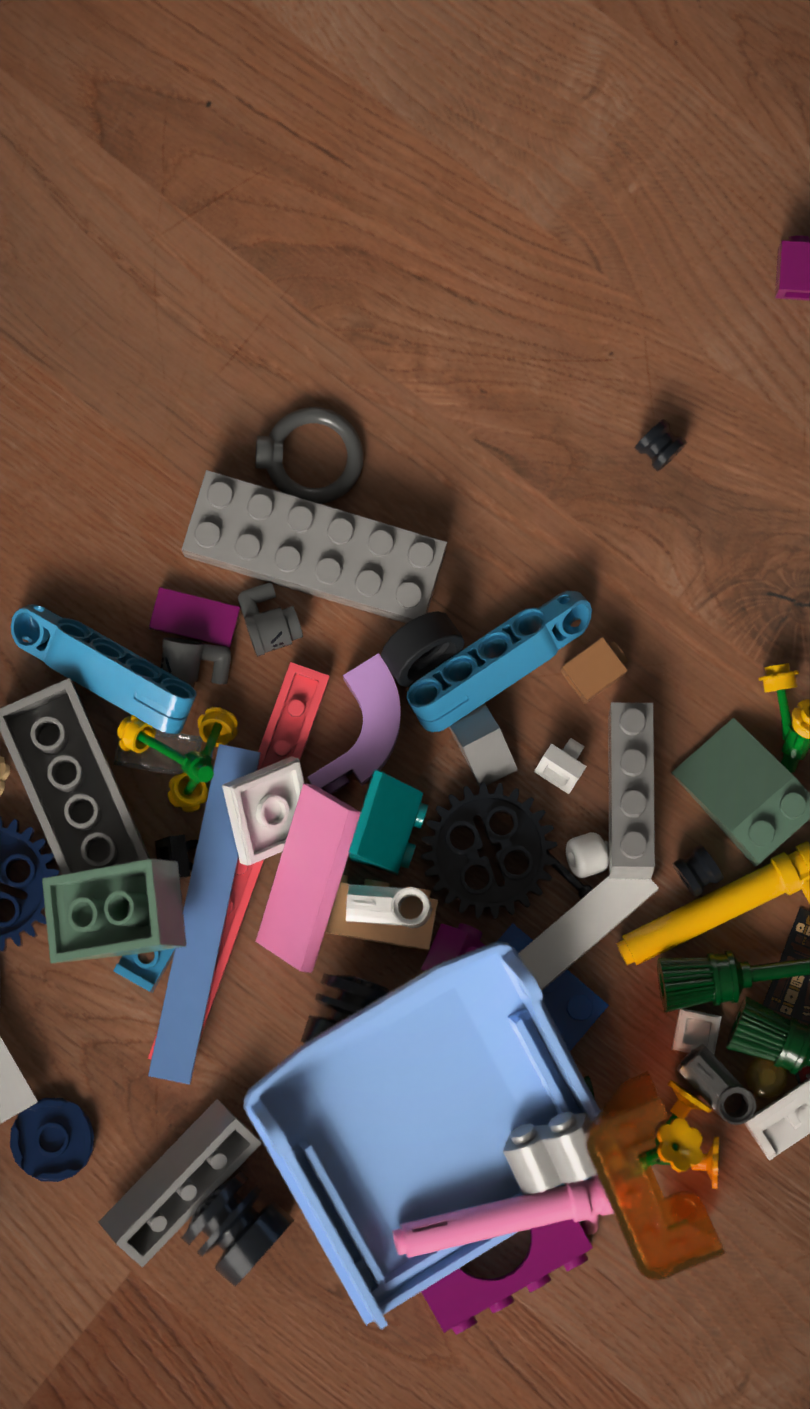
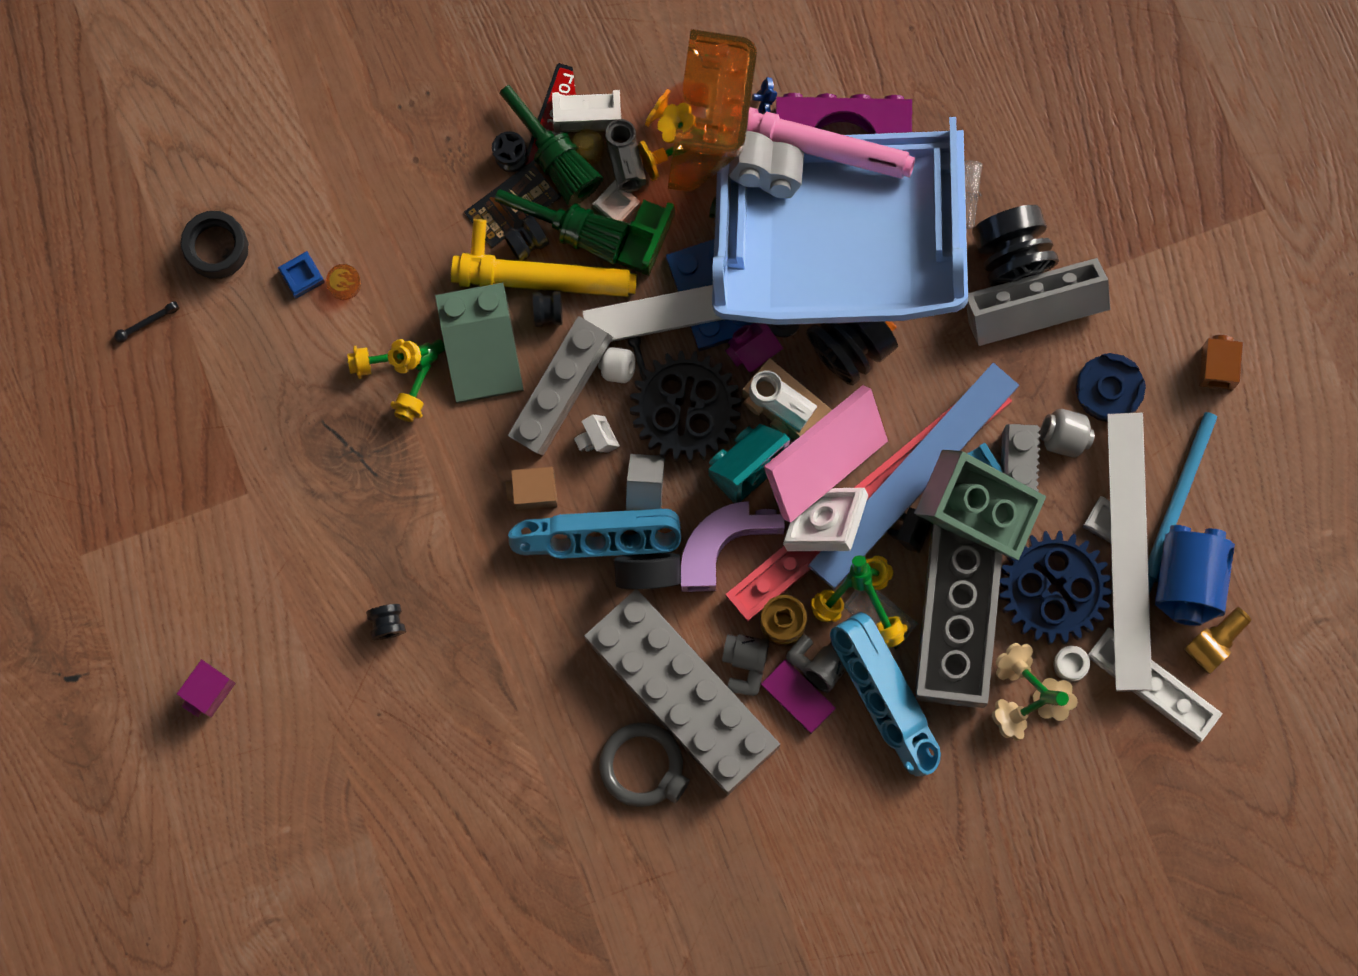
camera: 145 degrees left, 5 degrees down
(70, 1057) = (1067, 433): none -> light grey head
(102, 997) = (1020, 453): none -> light grey brick
(253, 681) = (783, 620): none -> pearl gold wheel
(326, 1276) = (972, 193): none -> clear axle
(606, 1245) = (765, 95): none -> blue plant
(642, 1014) = (646, 236): none -> green panel
(763, 941) = (532, 234): none -> black wheel

